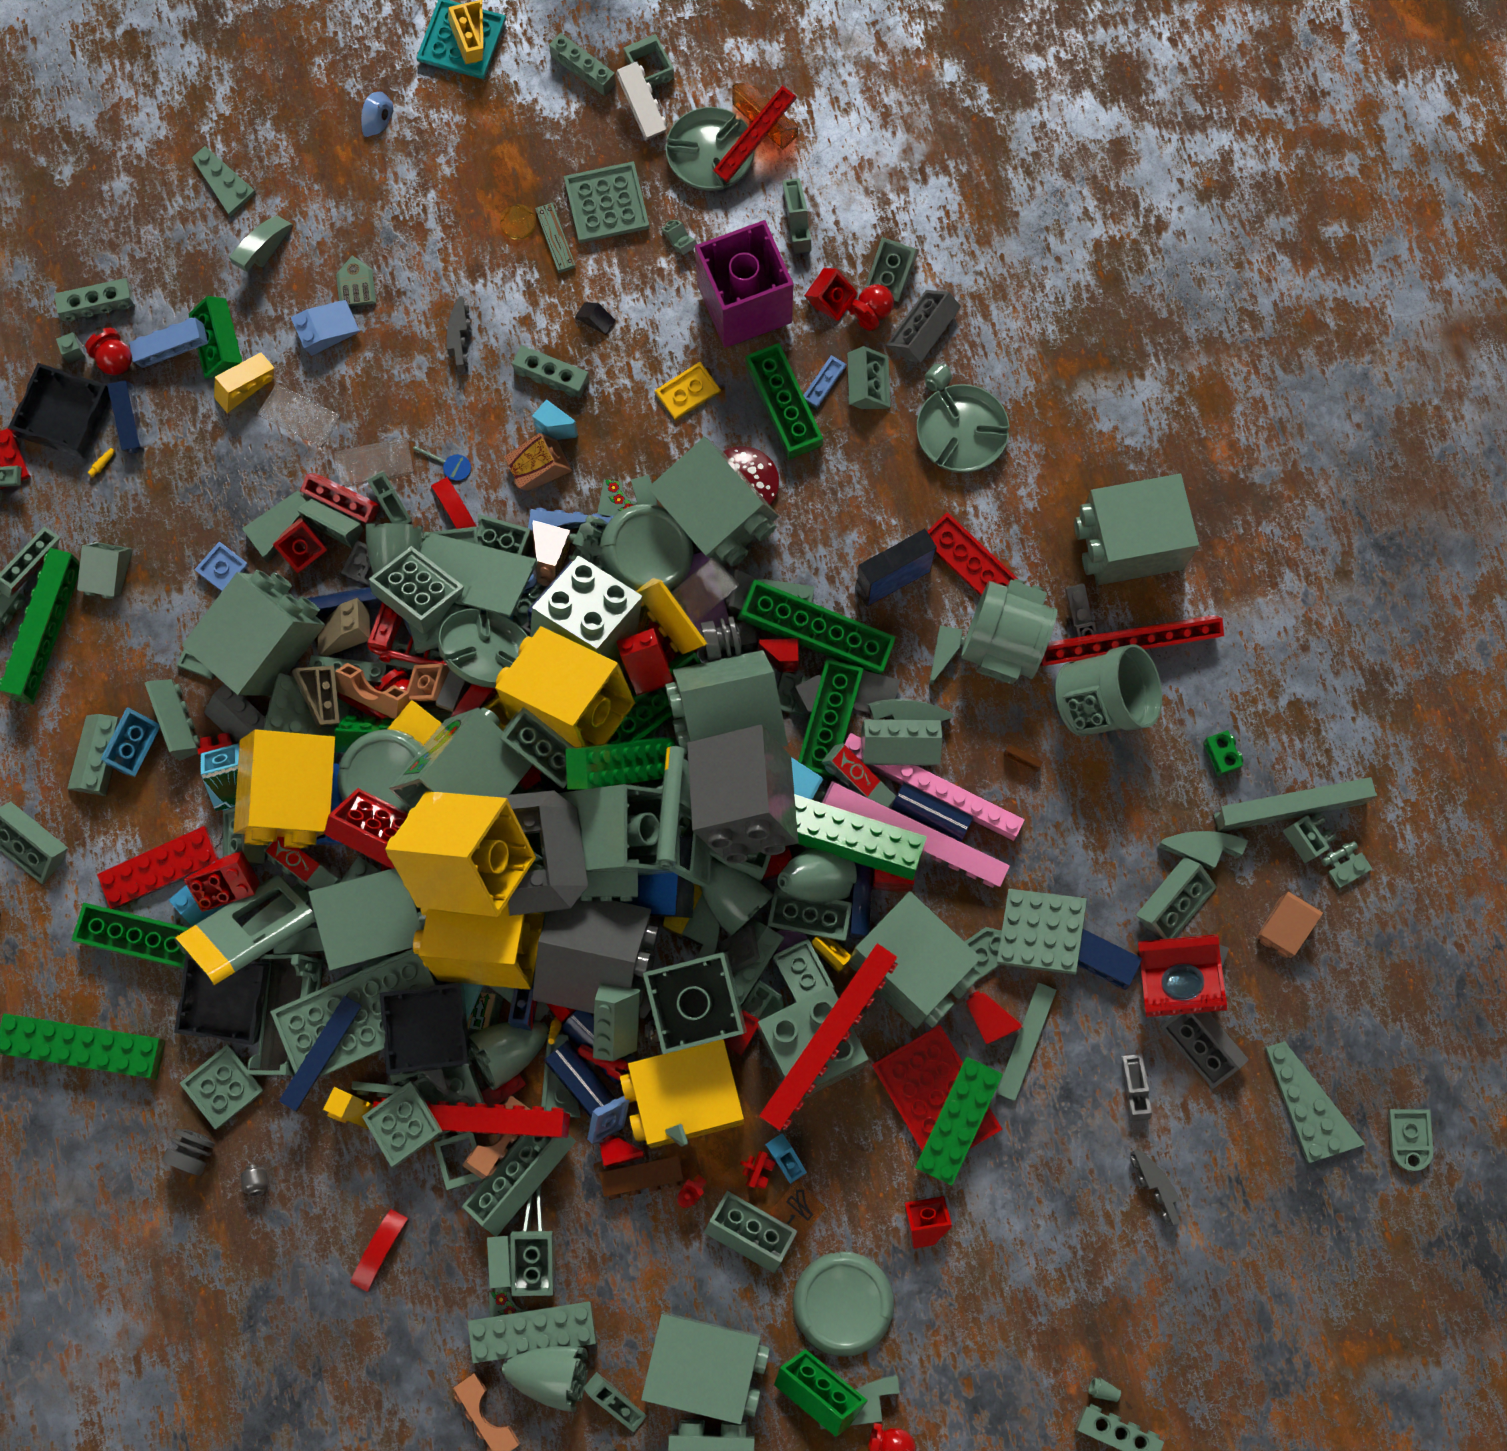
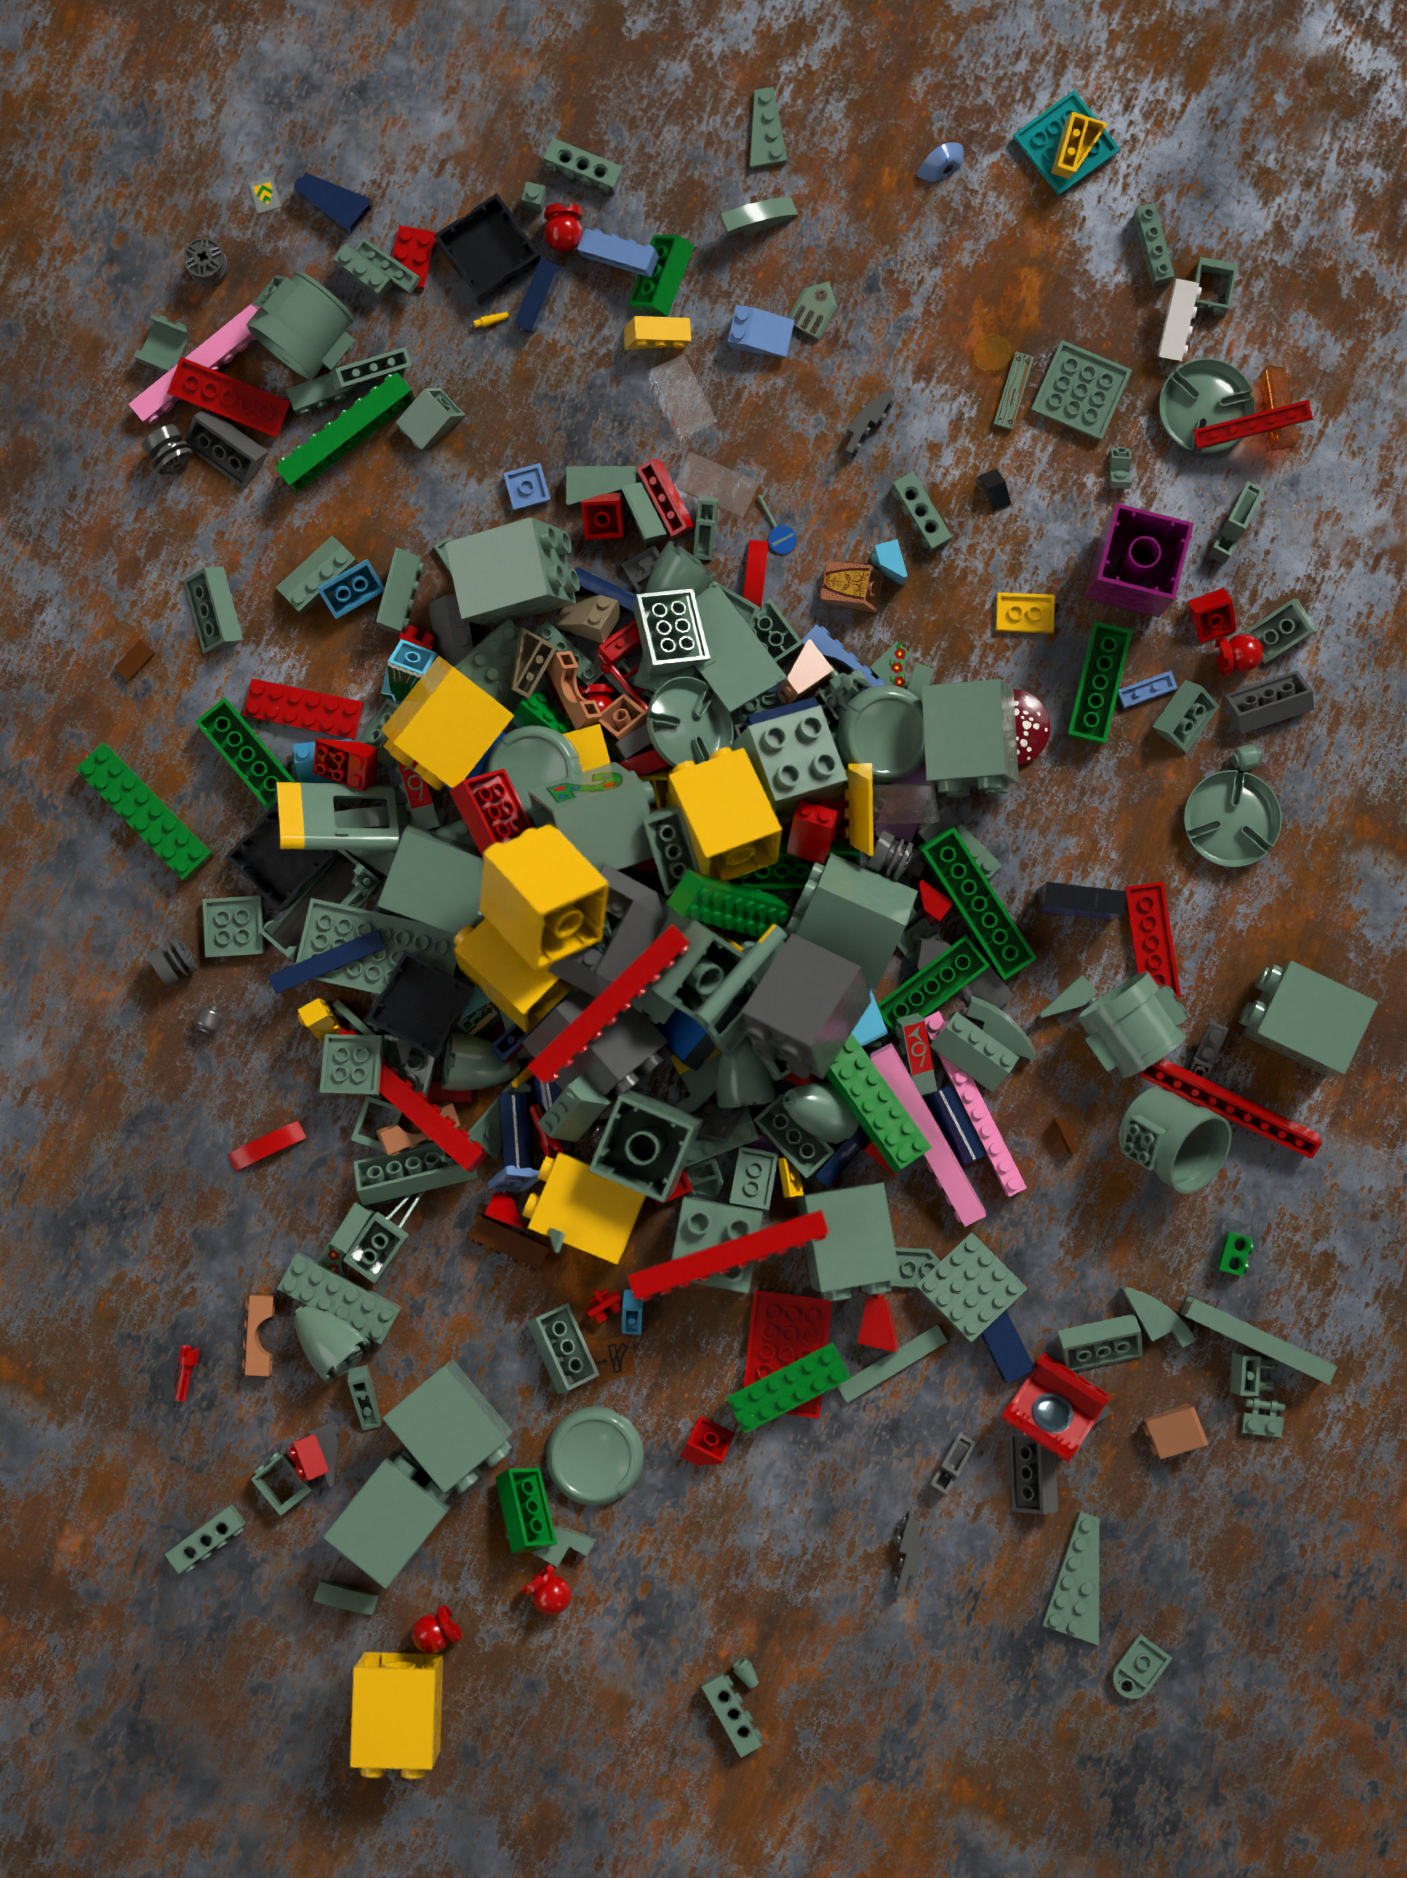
camera: 40 degrees right, 10 degrees up
(579, 905) = (609, 1004): none -> red brick
(691, 1192) = (538, 1284): red hips -> none

